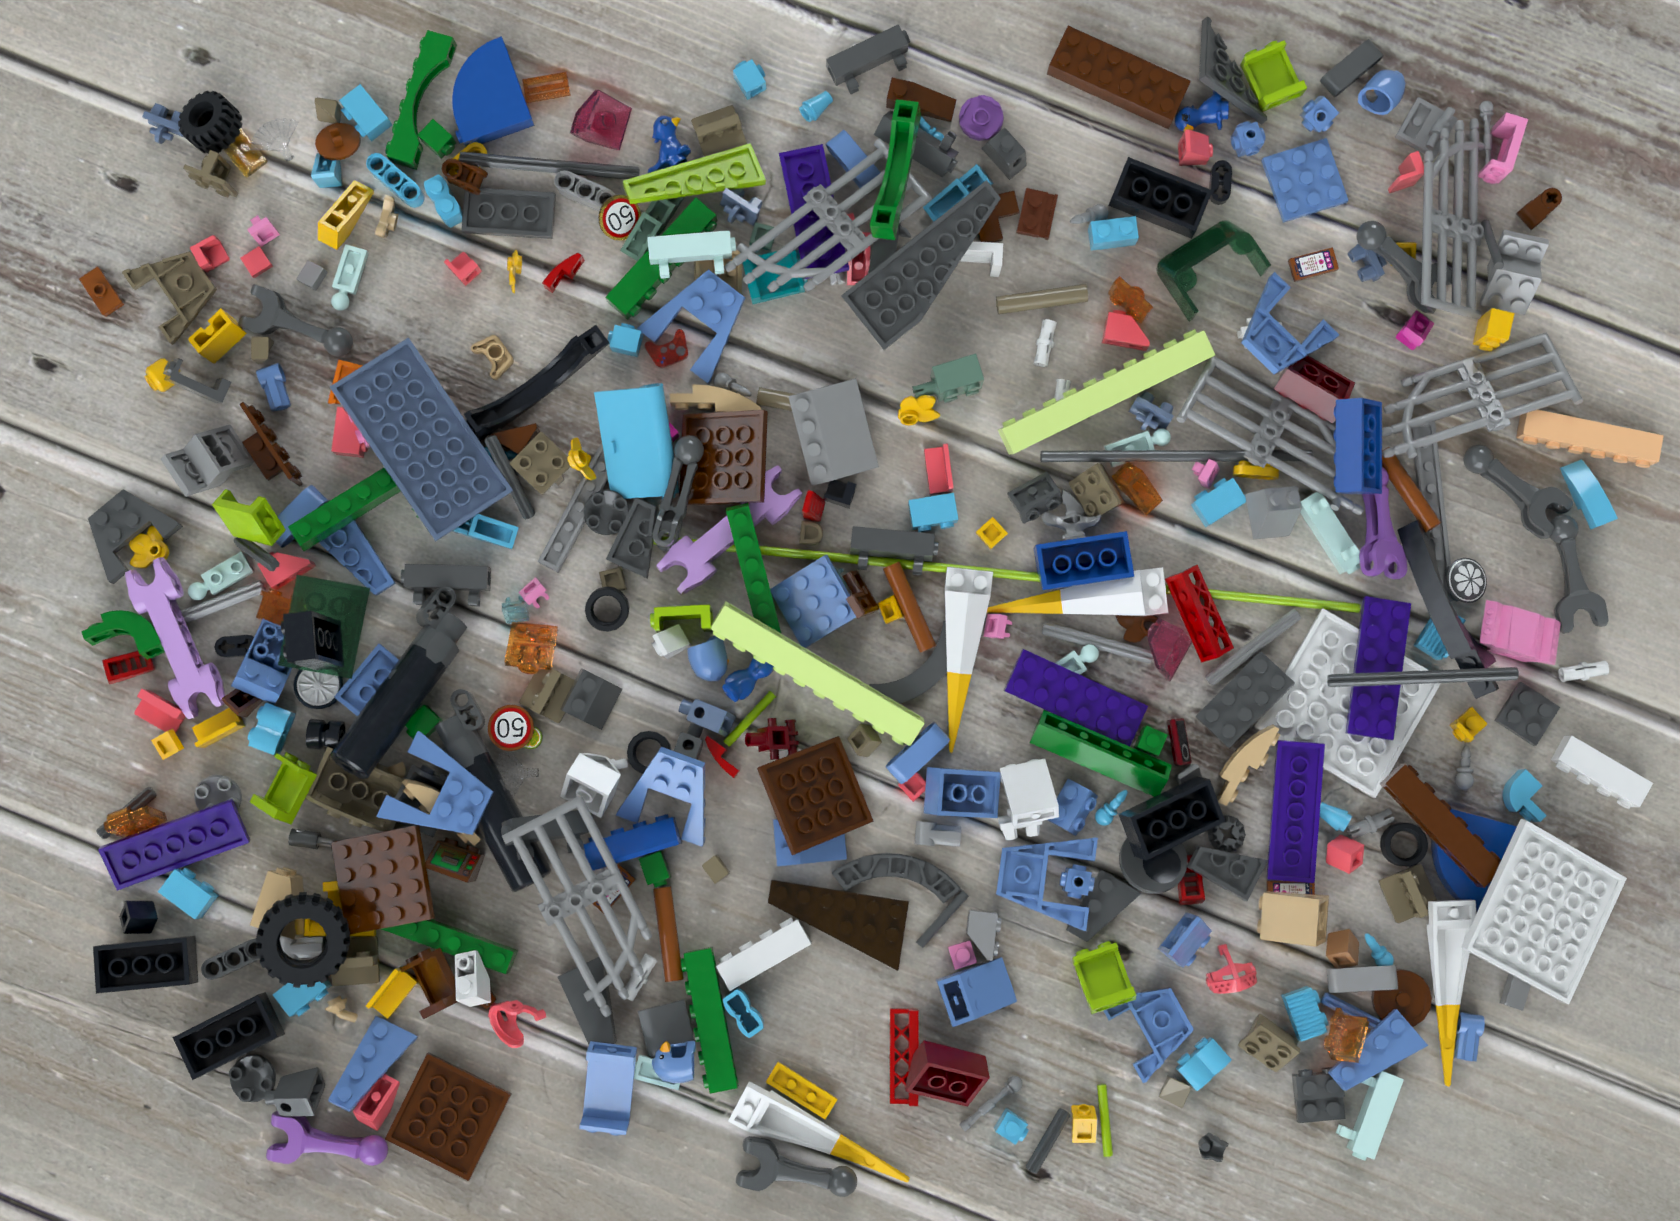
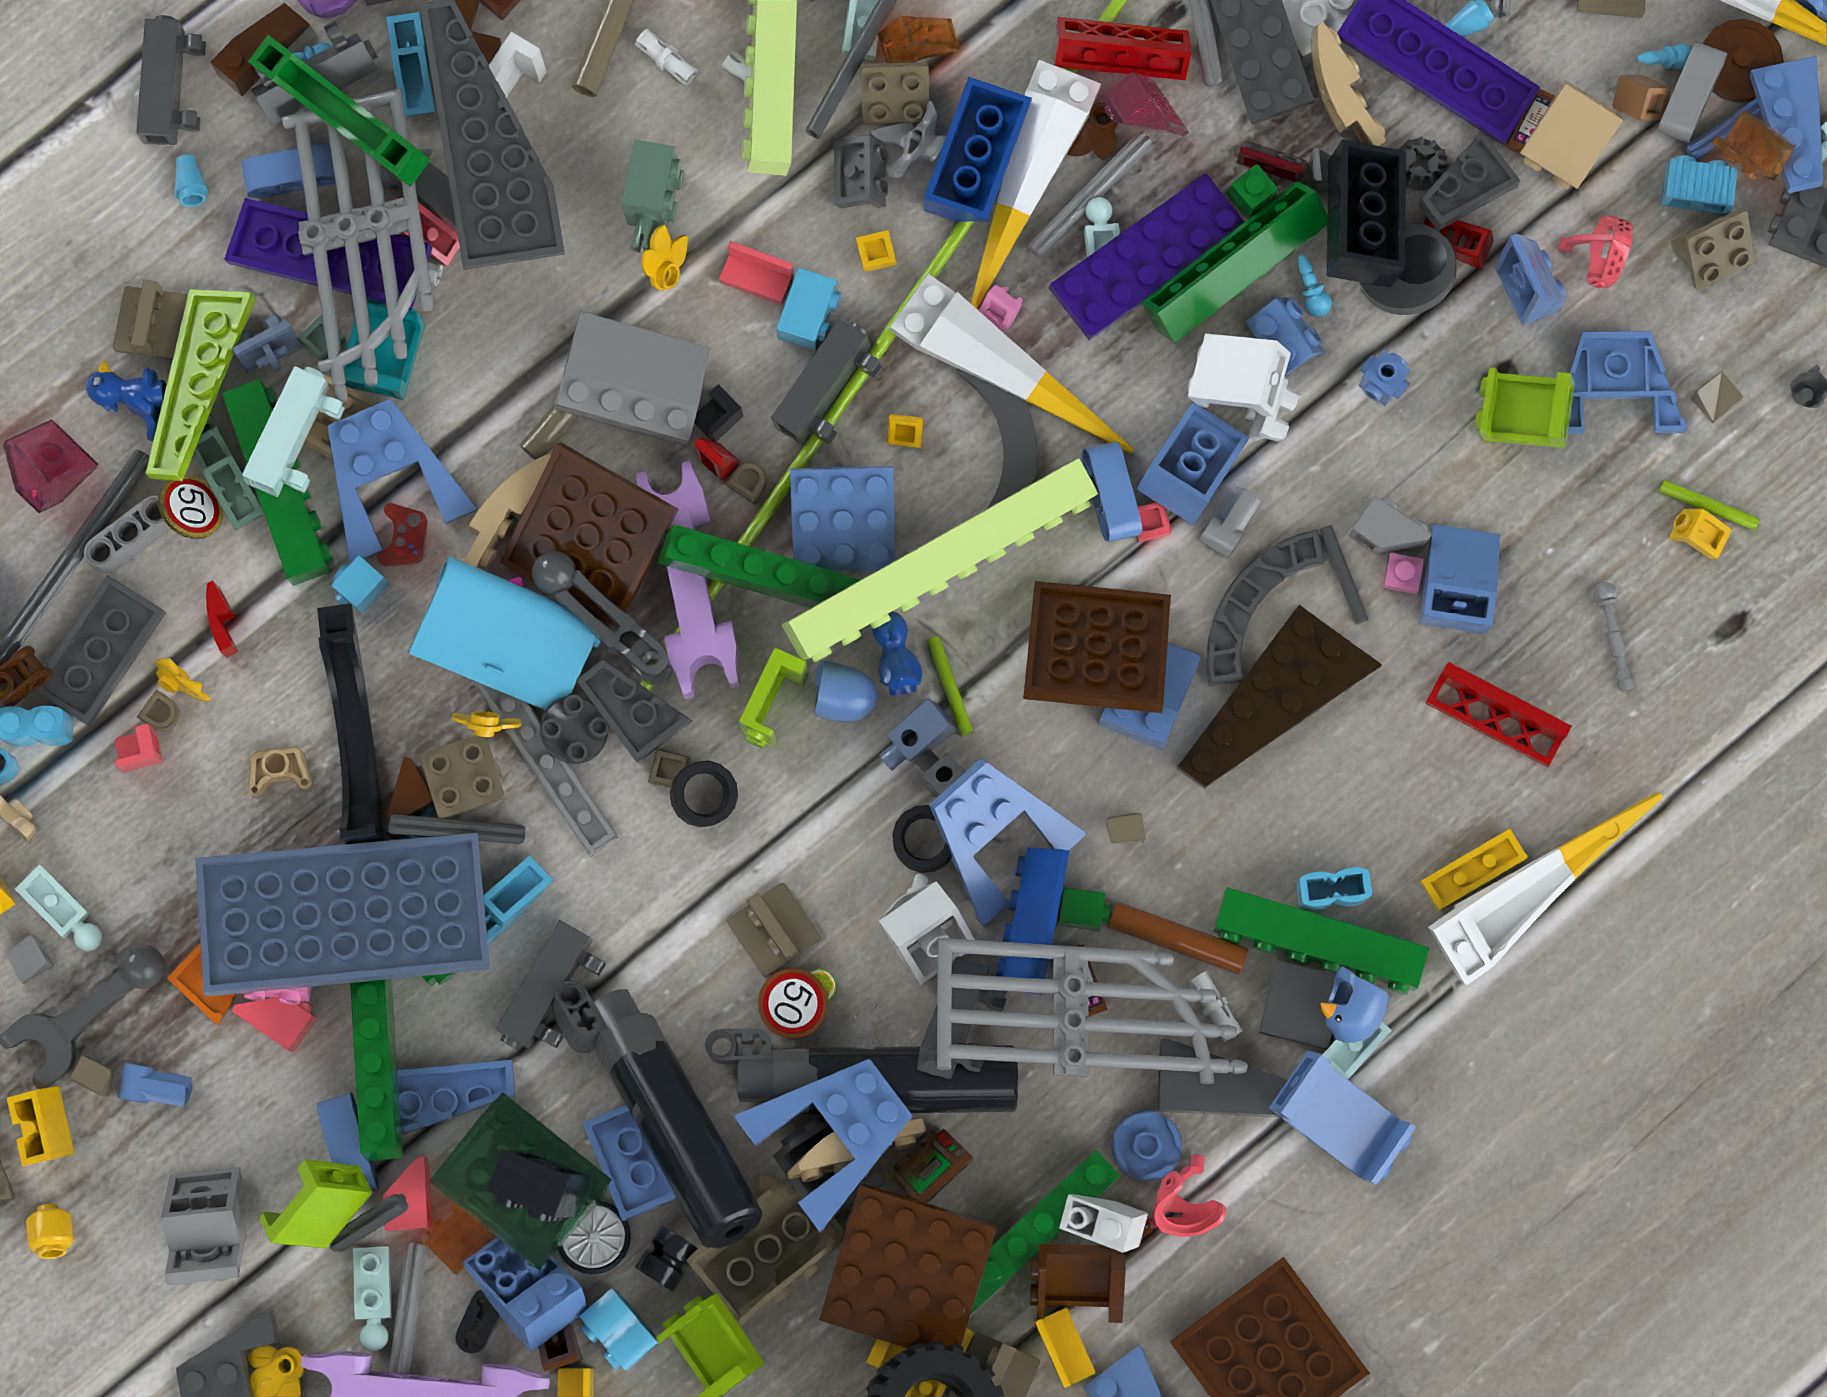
camera: 60 degrees left, 5 degrees down
(213, 394) = (117, 1166): dark grey panel -> none
(265, 451) = (237, 1141): reddish brown bracket -> none
(308, 839) = (796, 1356): dark grey piece -> none
(424, 721) = (722, 1113): green brick -> none
(492, 268) = (160, 712): none -> dark tan tile
(515, 611) = (639, 917): clear light blue tile -> none
(531, 647) = (700, 920): clear orange plate -> none
(533, 591) = (626, 880): bright pink tile -> none
(536, 979) = (1146, 1145): none -> medium blue tile
(591, 699) = (810, 877): dark grey slope -> none
(670, 642) = (794, 732): white slope -> none
(717, 752) = (971, 749): red slope -> none
(724, 381) = (485, 486): light grey bar -> none
(749, 78) = (103, 245): medium azure brick -> none
(763, 954) = (1270, 825): white brick -> none
(774, 738) = (994, 664): dark red piece -> none
(774, 1167) = (1617, 879): dark grey piece -> none
(861, 600) = (870, 456): reddish brown tile -> none
(864, 740) = (1058, 552): dark tan slope -> none
(909, 607) = (915, 403): dark orange piece -> none
(946, 1073) = (1548, 667): dark red slope -> none
(1011, 1126) = (1658, 623): medium azure brick -> none
(1024, 875) = (1343, 440): medium blue wing -> none
(1047, 1141) = (1699, 589): dark grey axle -> none
(1104, 904) = (1433, 366): dark grey wing -> none
(1202, 1063) = (1698, 343): medium azure brick -> none
(1345, 854) = (1522, 32): coral panel -> none

